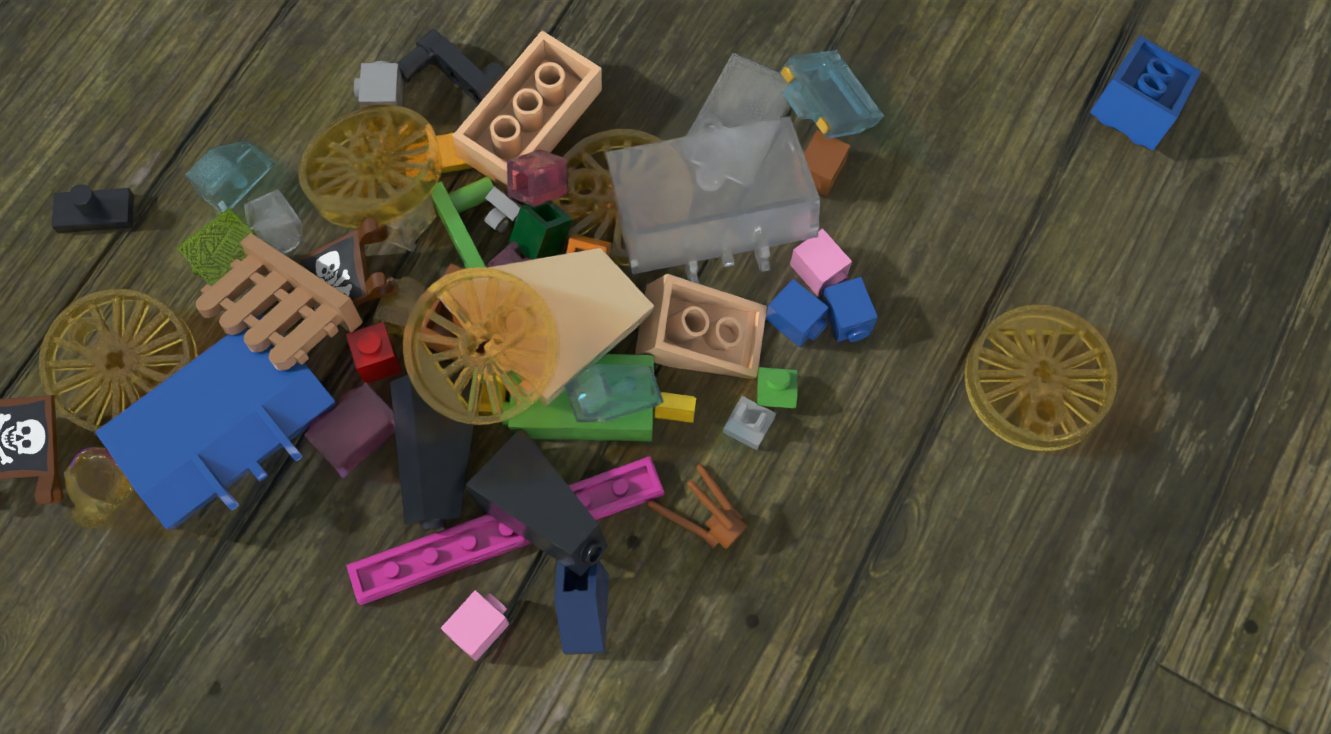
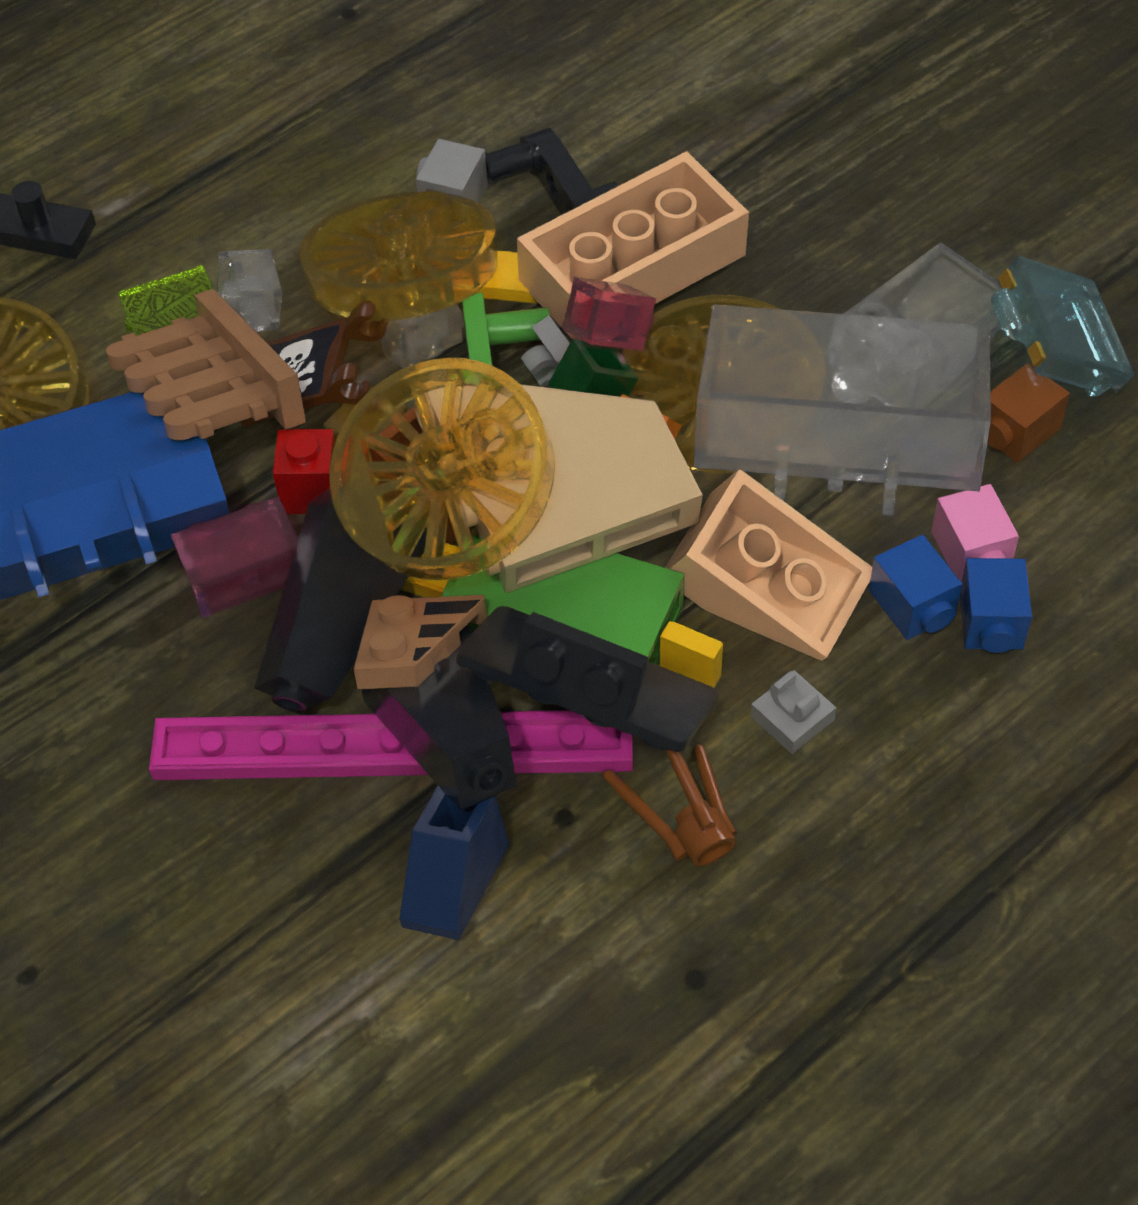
camera: 25 degrees right, 15 degrees down
(228, 173) = (217, 220): clear light blue slope -> none
(476, 624) = (295, 845): bright pink brick -> none
(500, 464) = (411, 636): none -> medium nougat wing
(613, 392) = (604, 592): clear light blue slope -> none
(625, 456) = (588, 677): none -> black bracket
(777, 387) = (850, 674): bright green plate -> none

